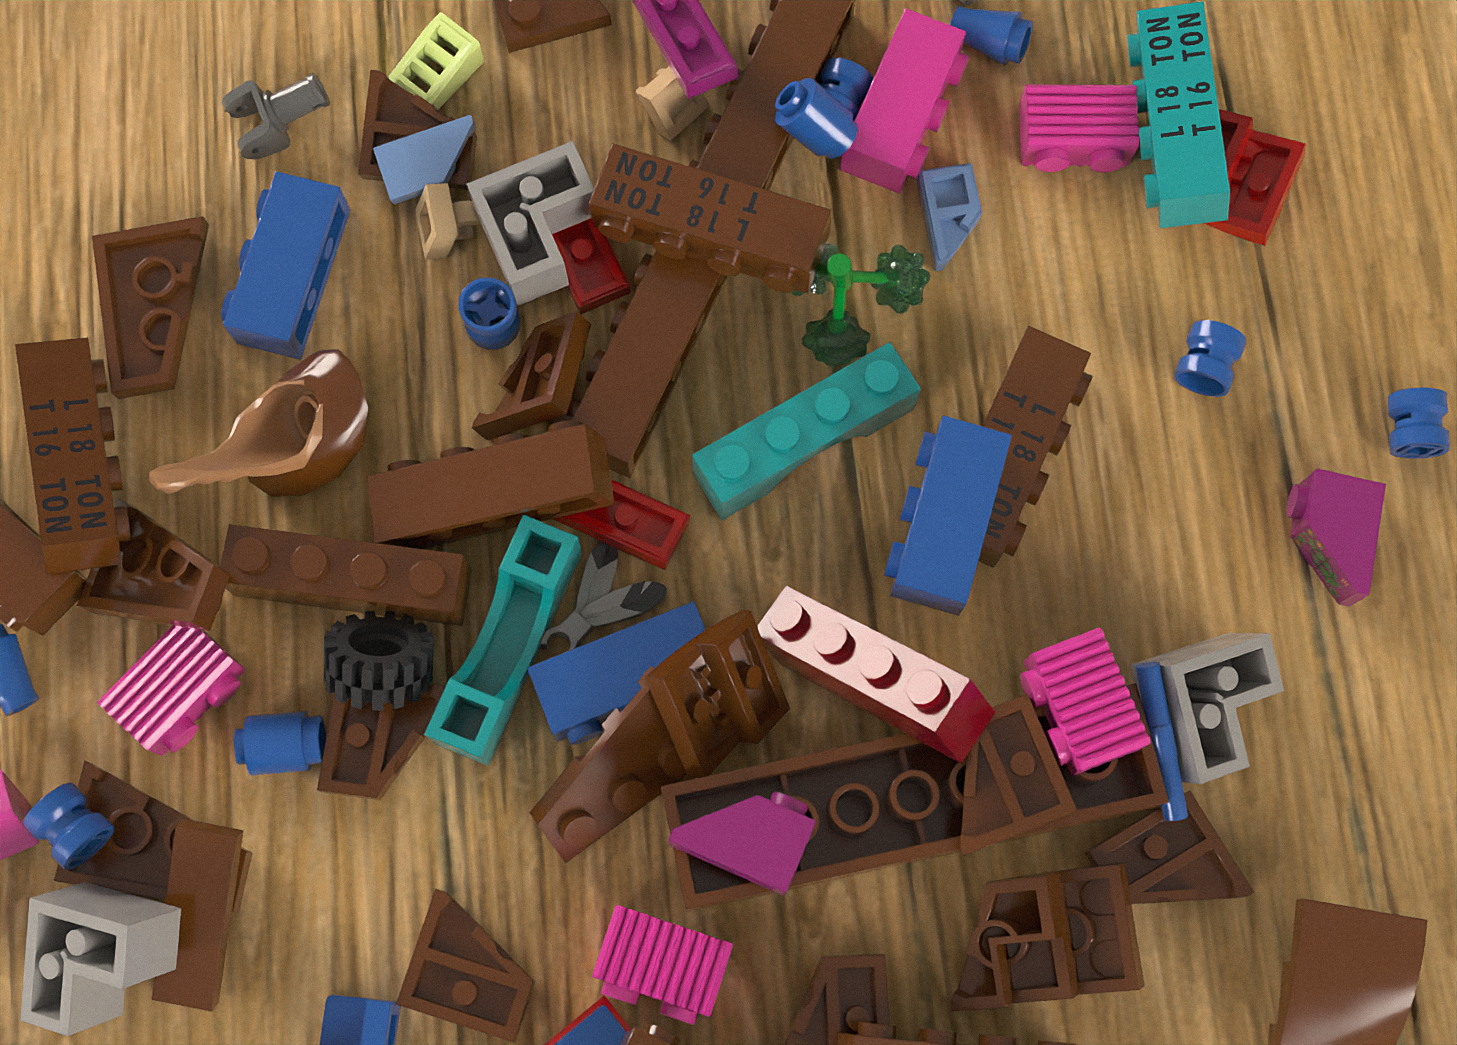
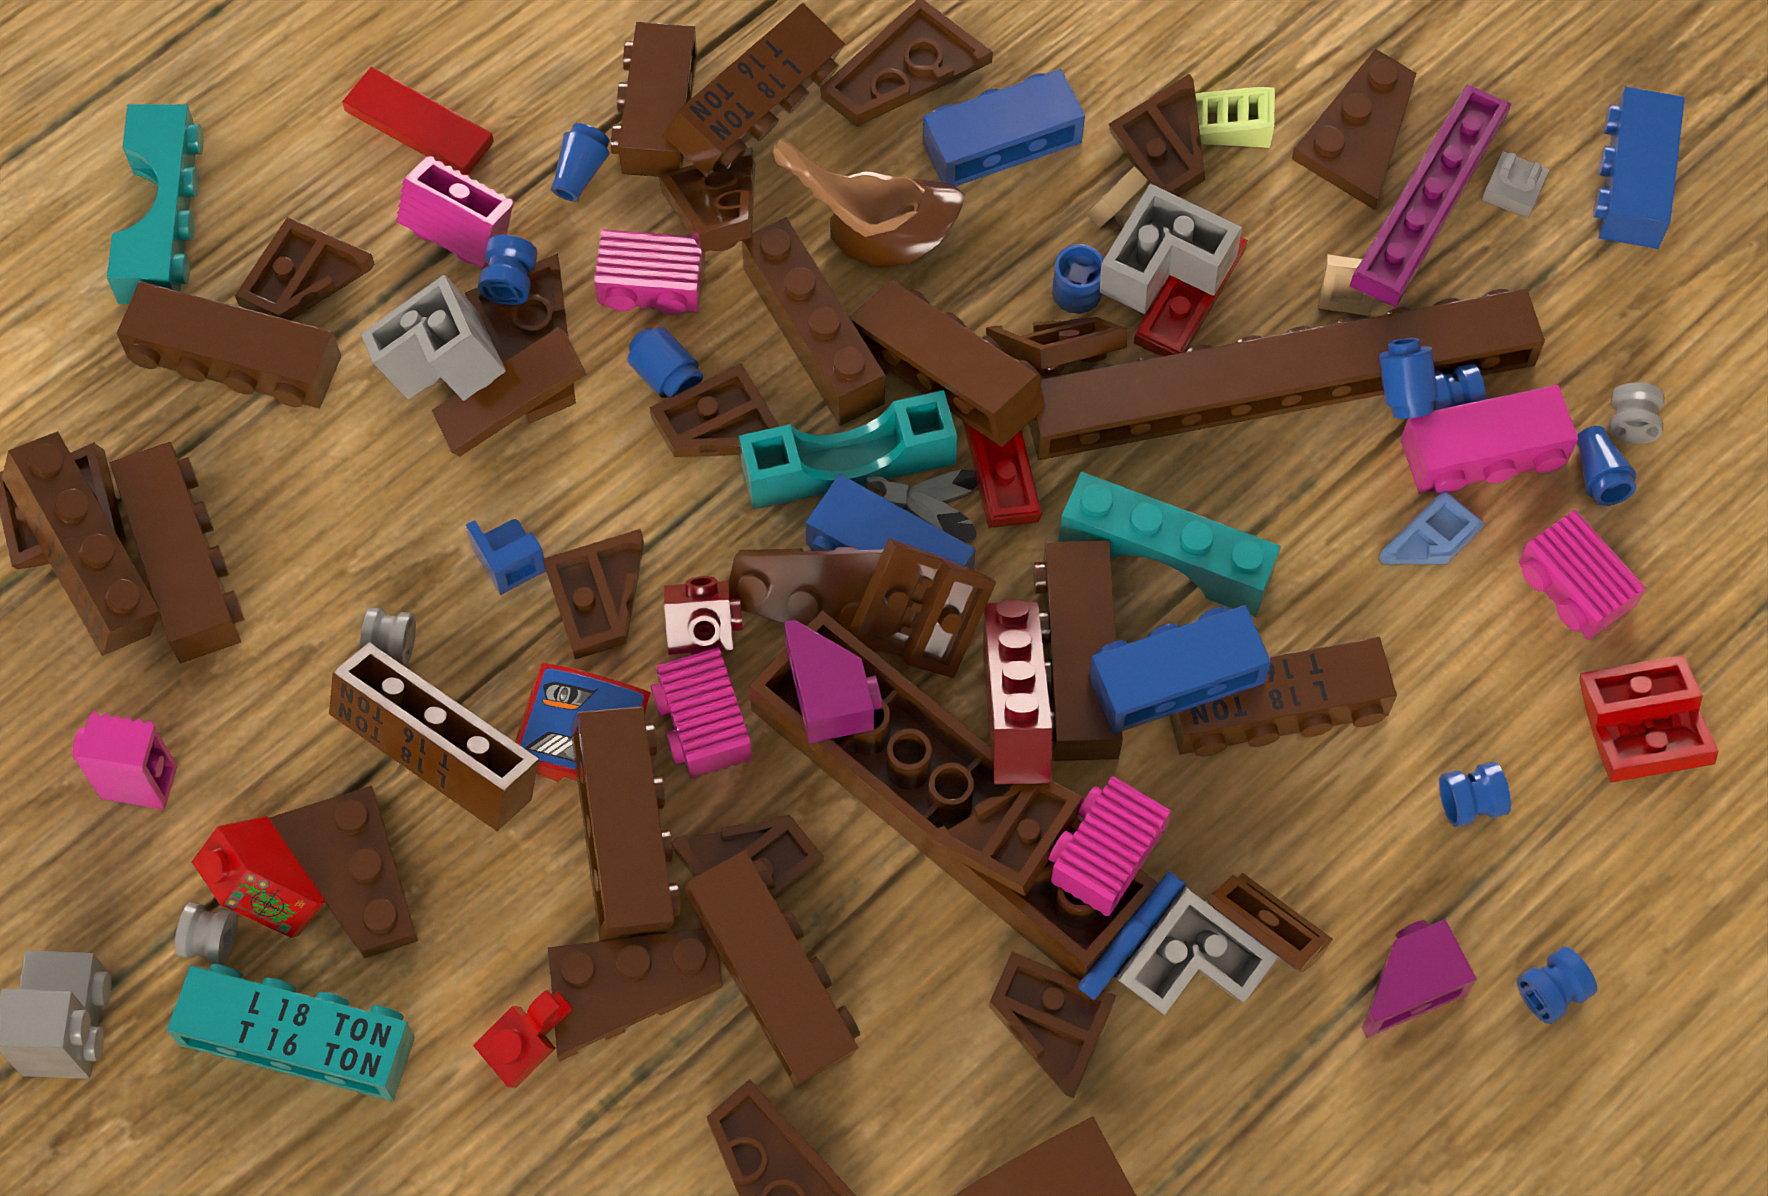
camera: 55 degrees right, 10 degrees down
(276, 112) = (1107, 42): dark grey piece -> none
(378, 660) = (769, 377): black tyre -> none
(422, 158) = (1153, 153): medium blue tile -> none
(570, 897) = (700, 616): none -> dark red brick
(710, 219) = (1265, 360): reddish brown brick -> none
(836, 569) = (1075, 626): none -> reddish brown brick
(838, 336) = (1304, 464): clear green plant -> none
(1051, 939) = (925, 967): reddish brown slope -> none
(1181, 116) = (1651, 637): teal brick -> none
(1222, 614) = (1270, 921): none -> reddish brown slope

